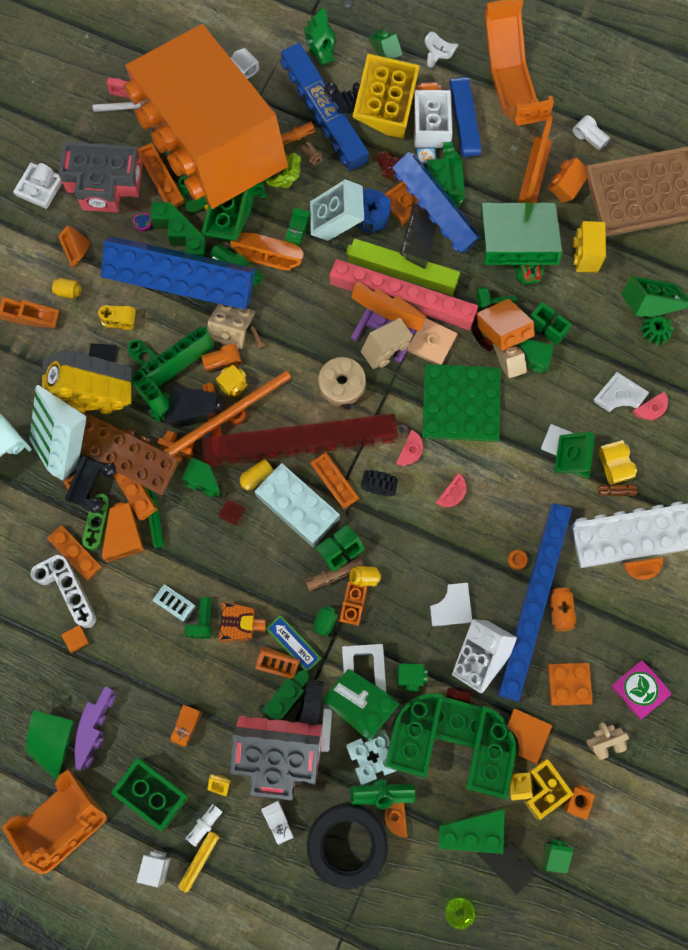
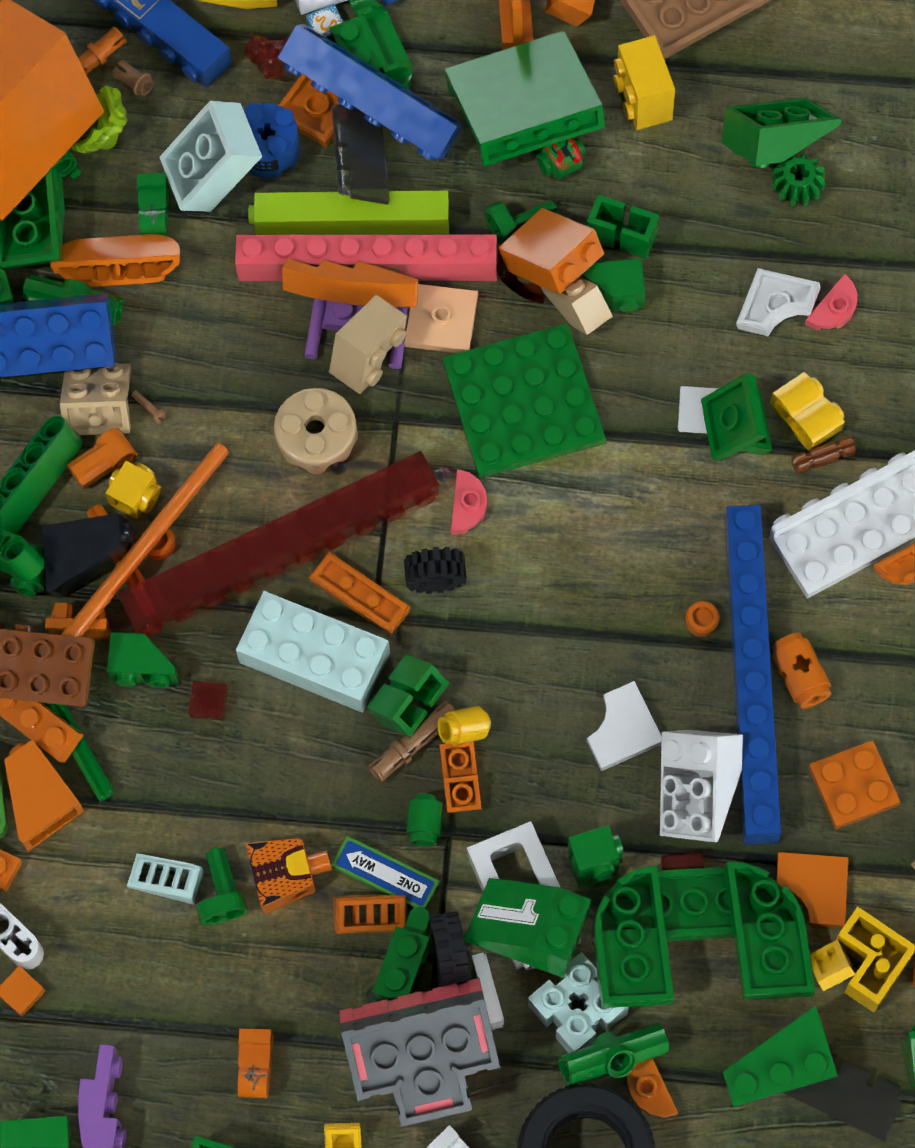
camera: 15 degrees left, 5 degrees down
(256, 475) = (227, 627): yellow arm -> none
(454, 492) = (562, 547): coral plate -> none

